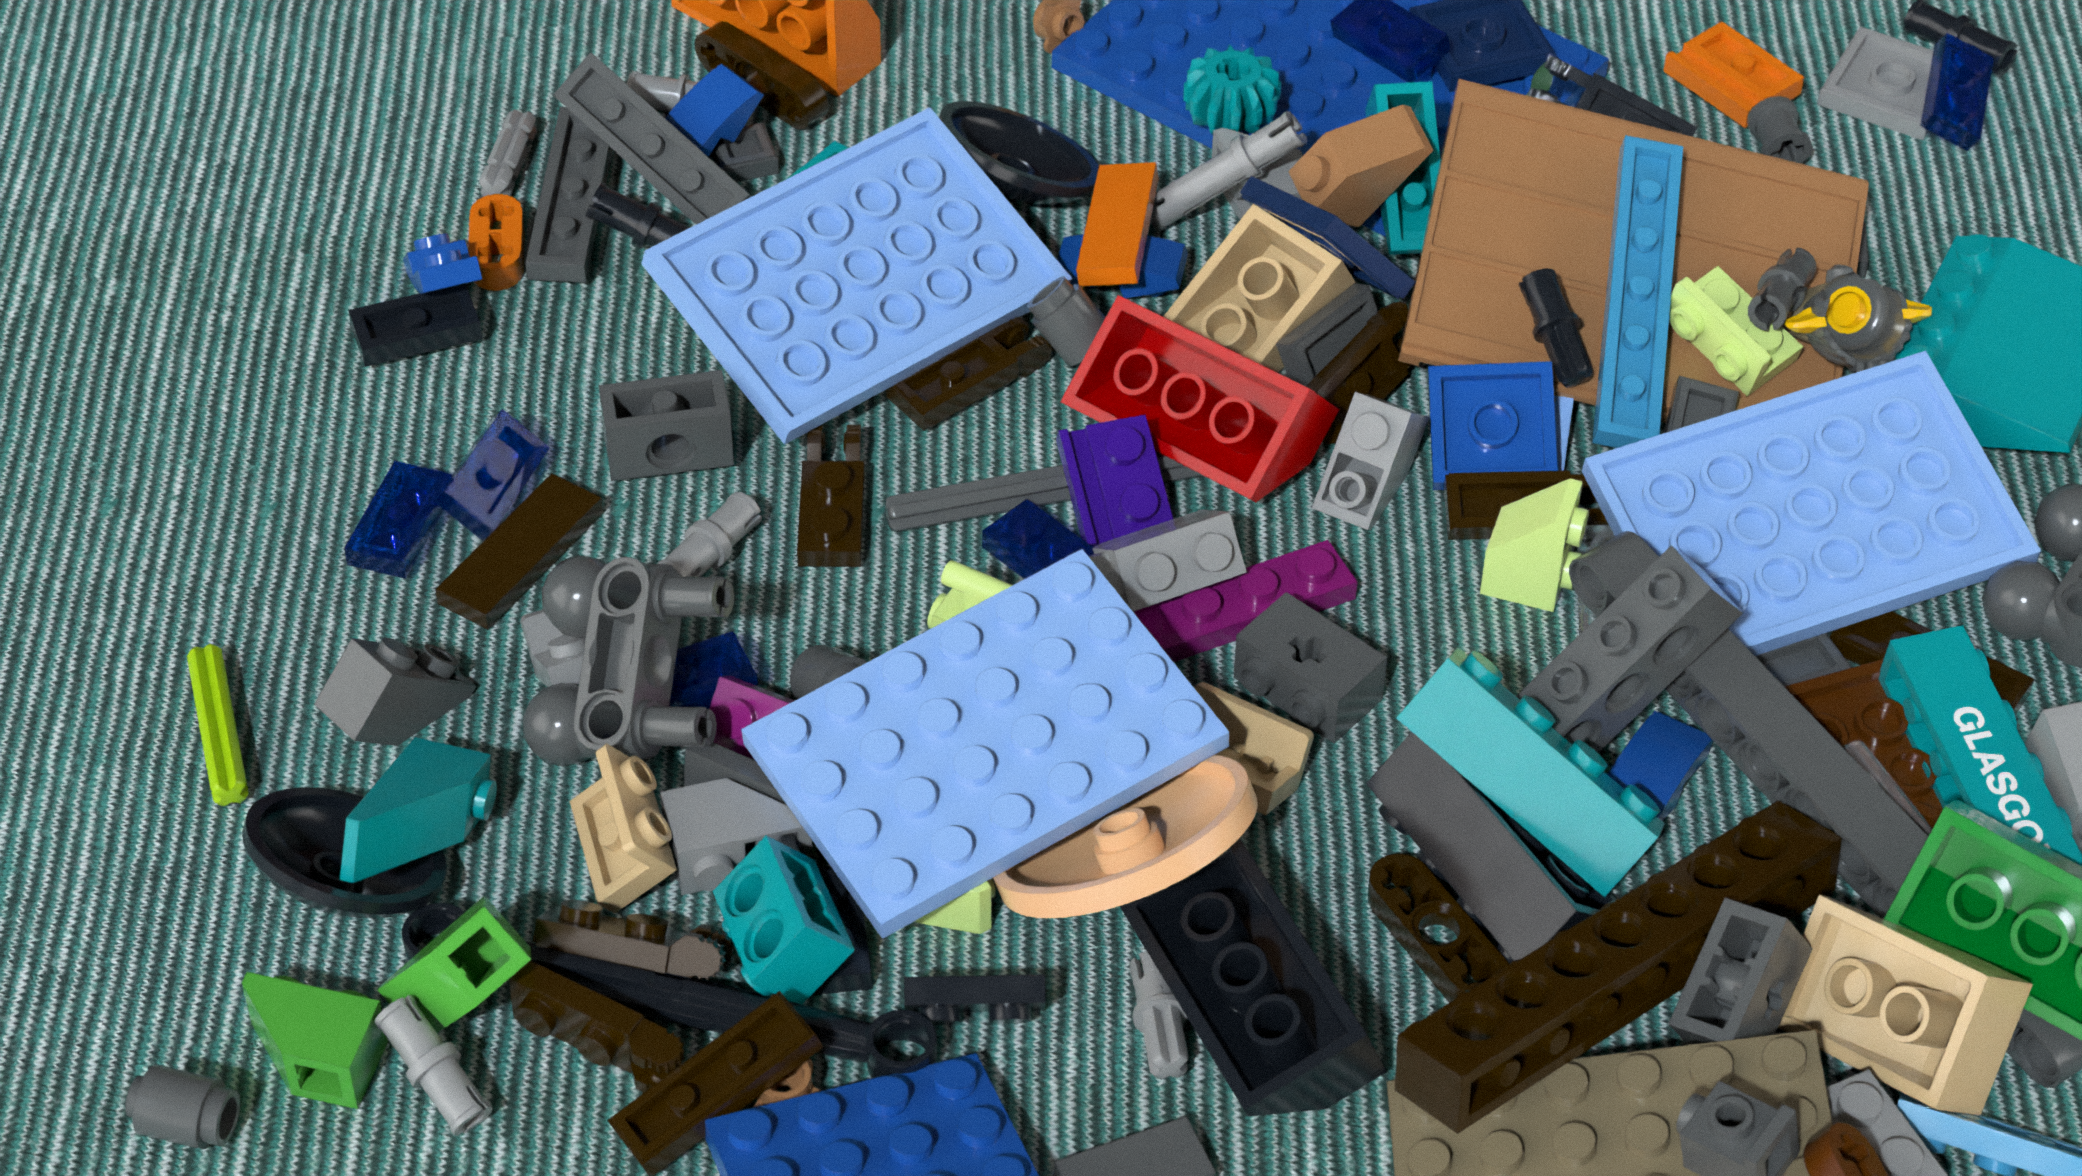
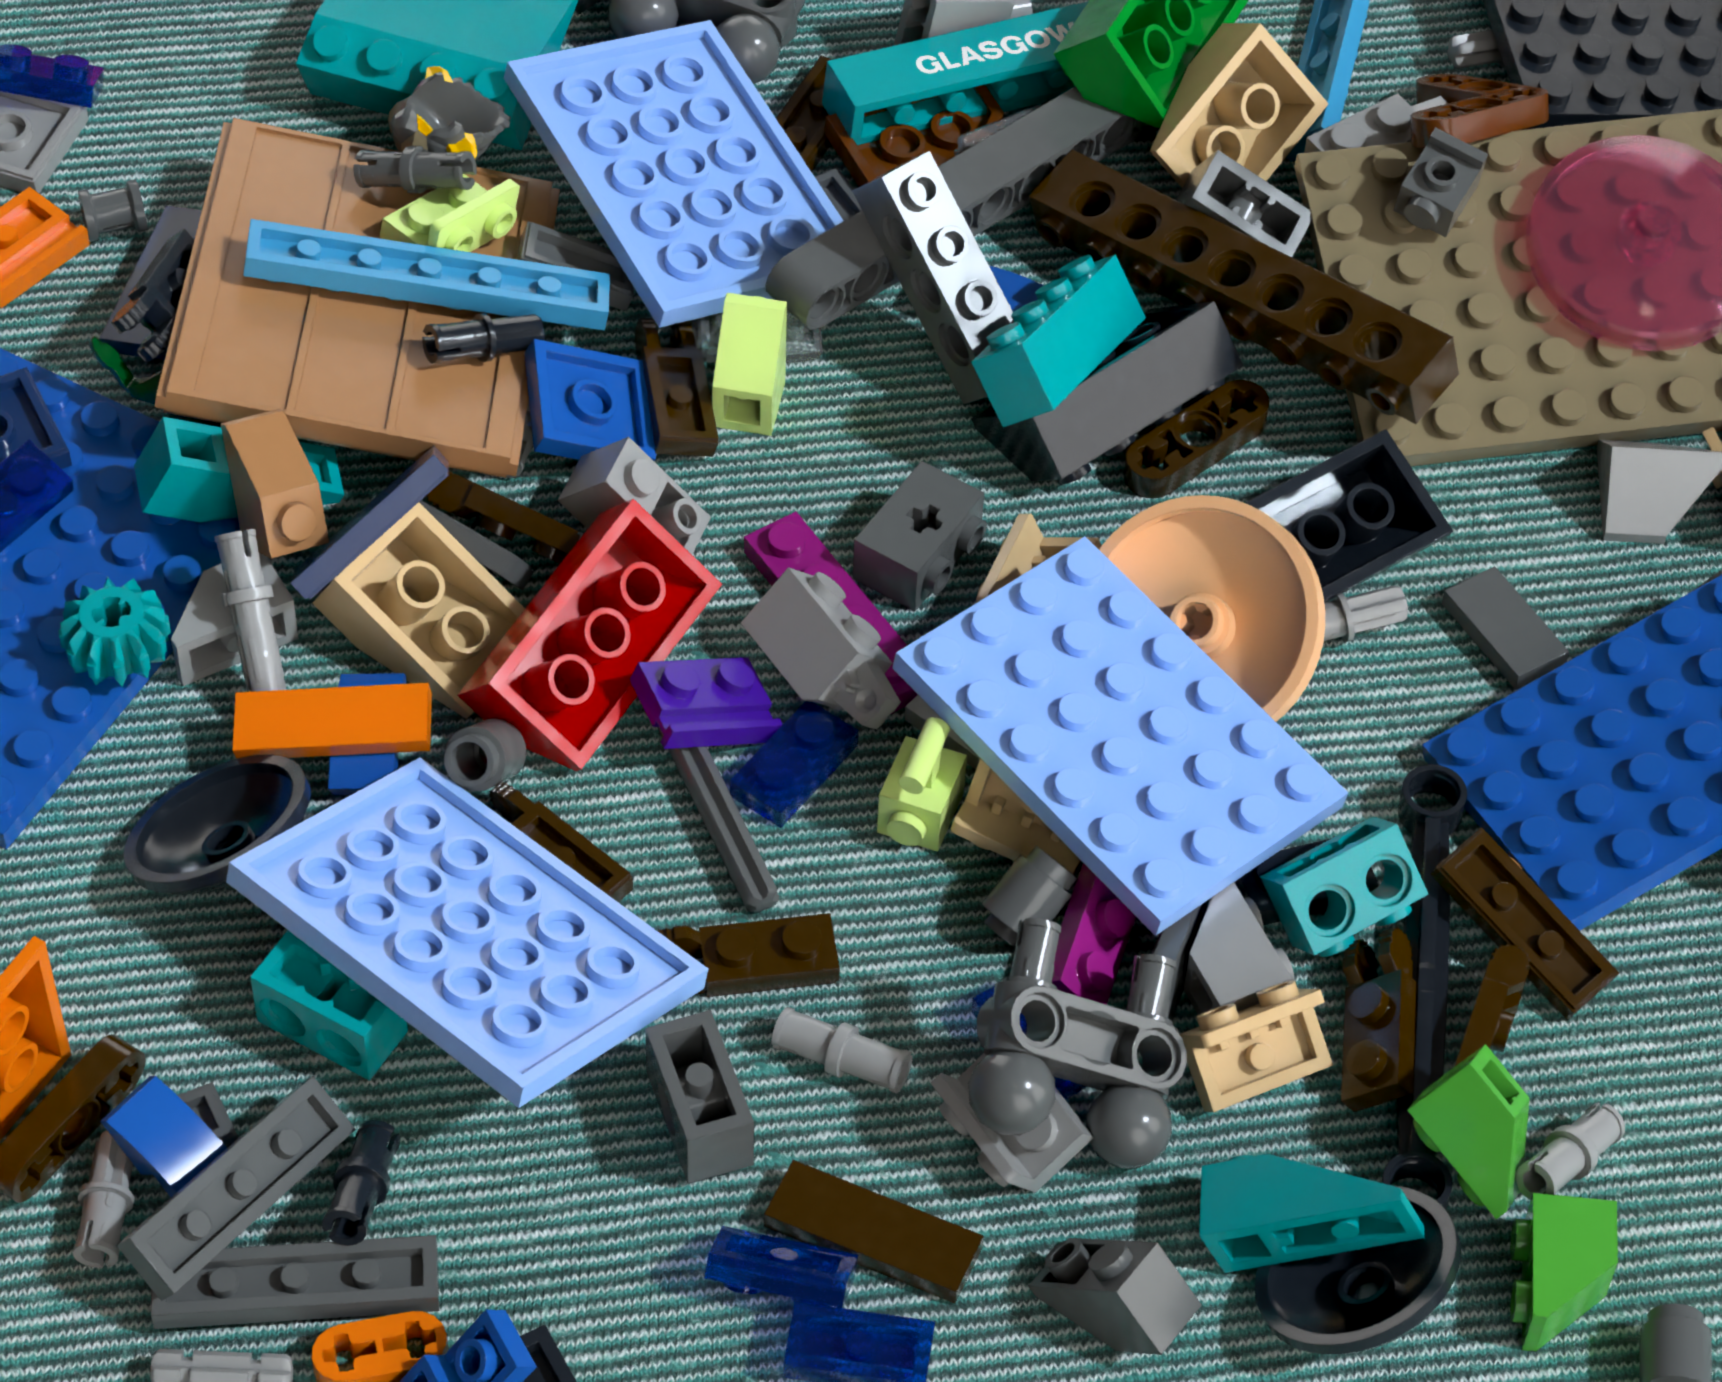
camera: 100 degrees left, 5 degrees up
(1005, 997) = (1366, 747): black plate -> none

